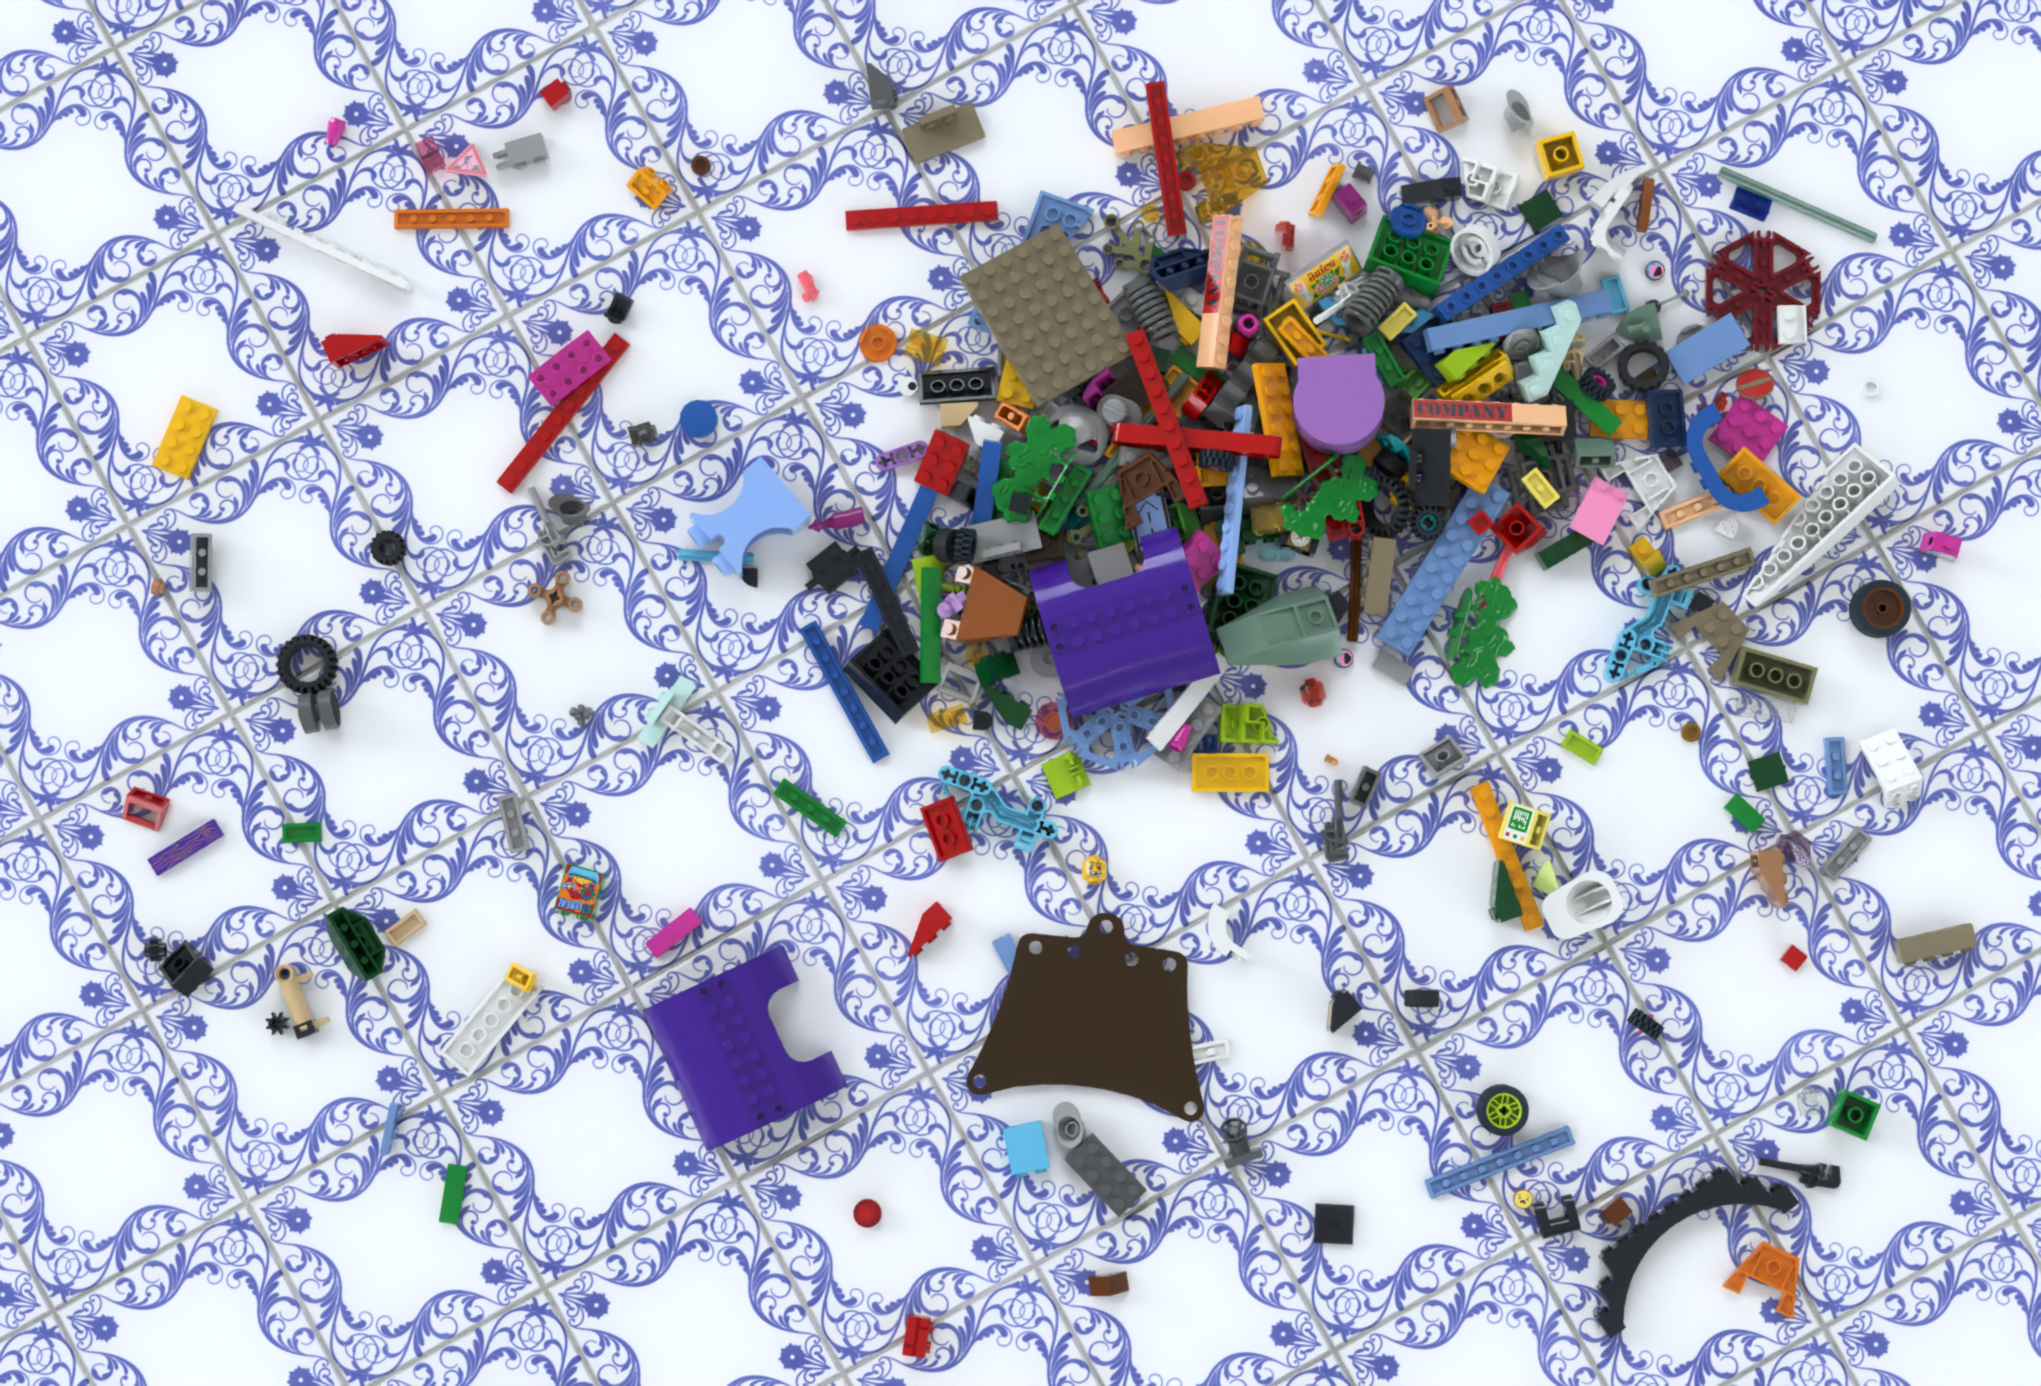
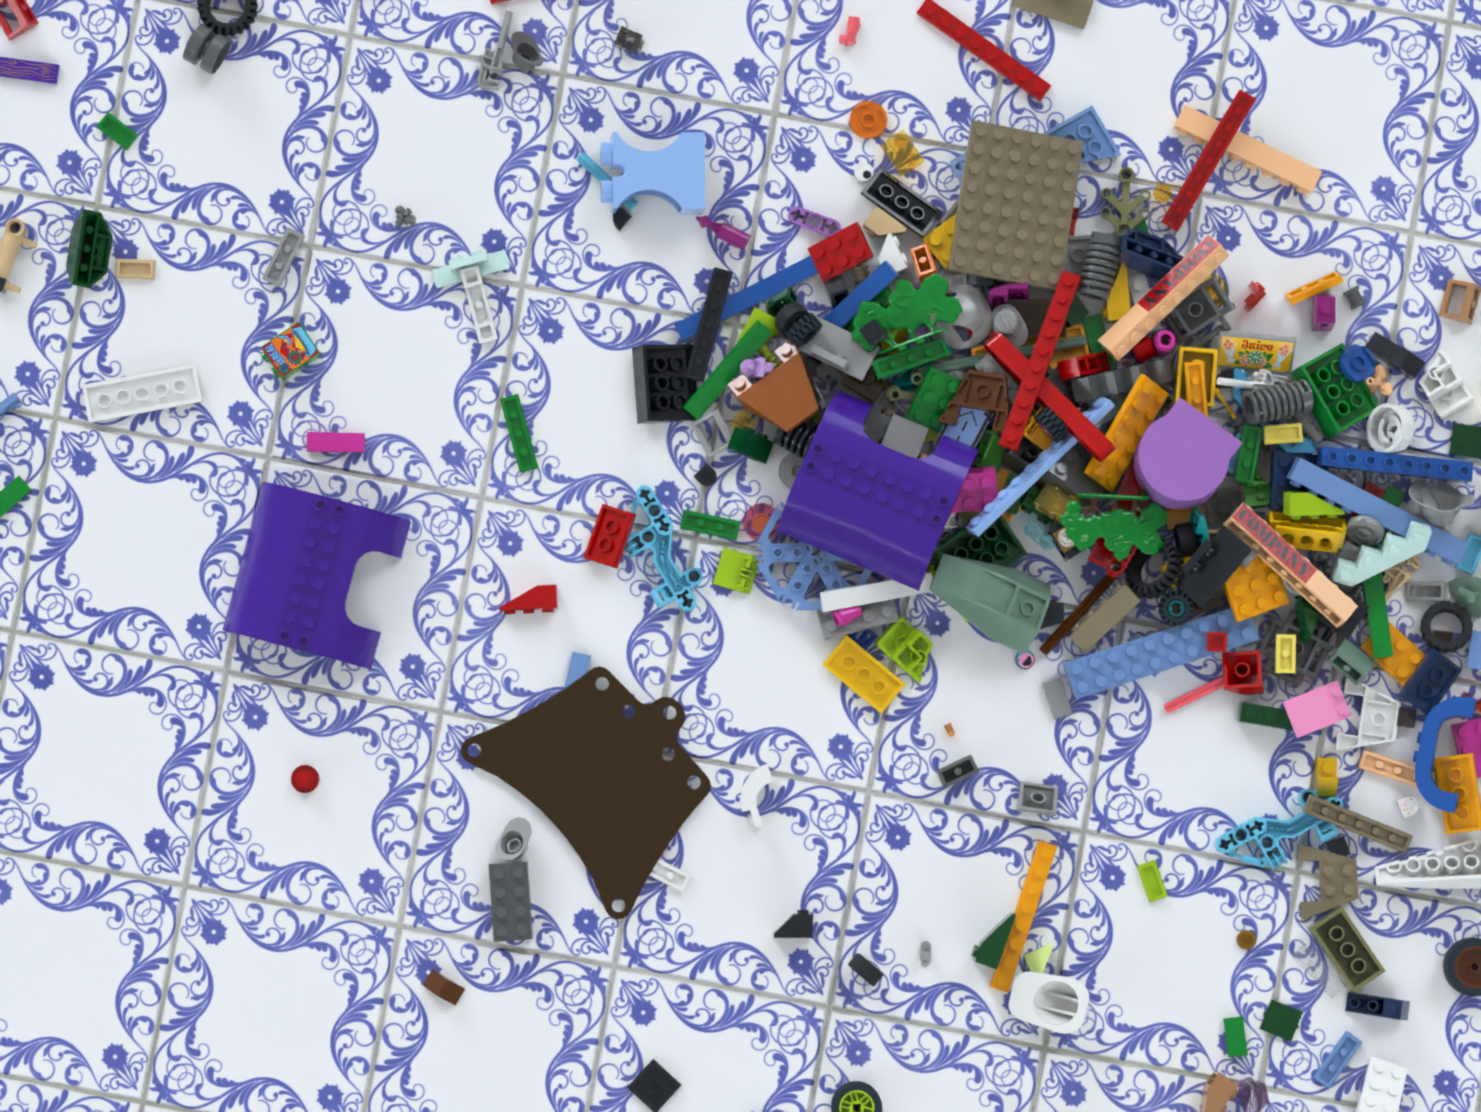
camera: 40 degrees right, 0 degrees up
(522, 977) = (192, 380): yellow slope -> none
(551, 605) = (452, 116): medium nougat gear -> none
(698, 419) = (681, 64): blue tile -> none
(832, 567) = (689, 263): black plate -> none
(844, 691) = (619, 366): blue tile -> none
(916, 1335) = (265, 903): red brick -> none
(947, 718) = (680, 452): clear yellow plate -> none
(1011, 711) = (734, 486): dark green slope -> none
(1016, 755) = (710, 524): none -> green tile
(1026, 1148) = (467, 831): medium azure brick -> none
(1094, 870) = (696, 662): yellow head -> none
(1186, 180) = (1211, 191): red tile -> none
(1228, 175) = (1247, 213): clear yellow wedge -> none
(1238, 1144) = (632, 963): dark grey piece -> none
(1312, 693) = (978, 666): clear red head -> none
(1335, 831) = (906, 787): dark grey piece -> none
(1456, 947) = (925, 953): none -> light grey piece
(1485, 638) = (1148, 734): green plant -> none
(1524, 826) = (1055, 903): slope -> none
(1597, 384) = (1398, 610): black bush -> none
(1832, 699) = (1377, 1006): none -> dark blue slope

